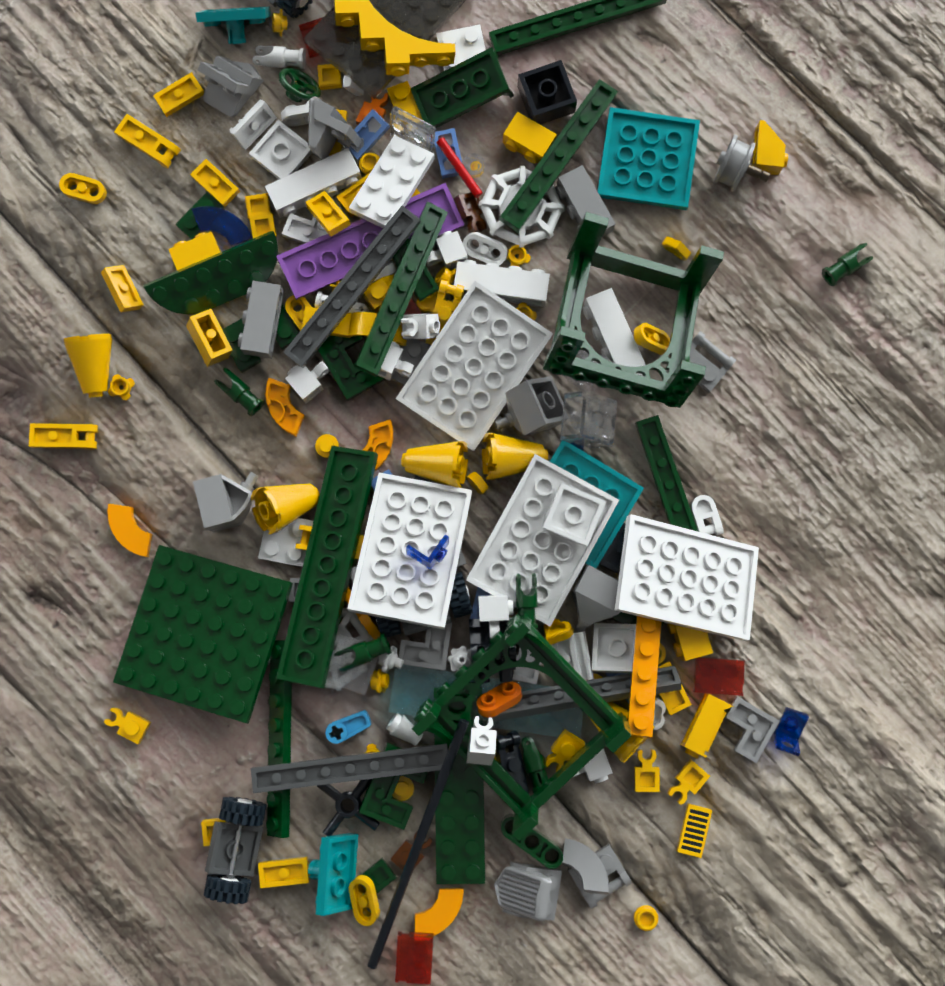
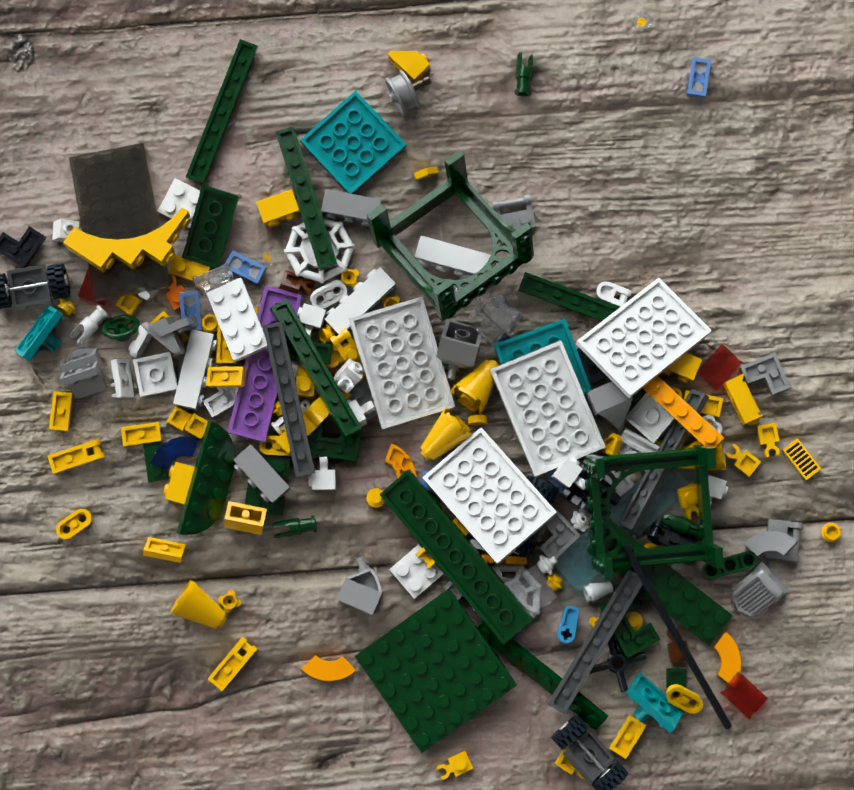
camera: 50 degrees left, 0 degrees up
(281, 407) = (327, 507): light orange tile -> none
(282, 504) = (394, 556): yellow cone -> none
(366, 651) = (531, 574): dark green piece -> none
(436, 556) = (503, 491): clear blue bracket -> none
(459, 167) = (262, 268): red bar -> none
(481, 743) = (646, 545): white brick -> none
(501, 697) = (626, 512): orange plate -> none
(527, 603) = (580, 449): dark green piece -> none
(547, 93) = (258, 173): black brick -> none
(574, 514) = (548, 375): white plate -> none
(651, 338) = (473, 236): yellow plate -> none
(789, 730) = (786, 350): clear blue bracket -> none

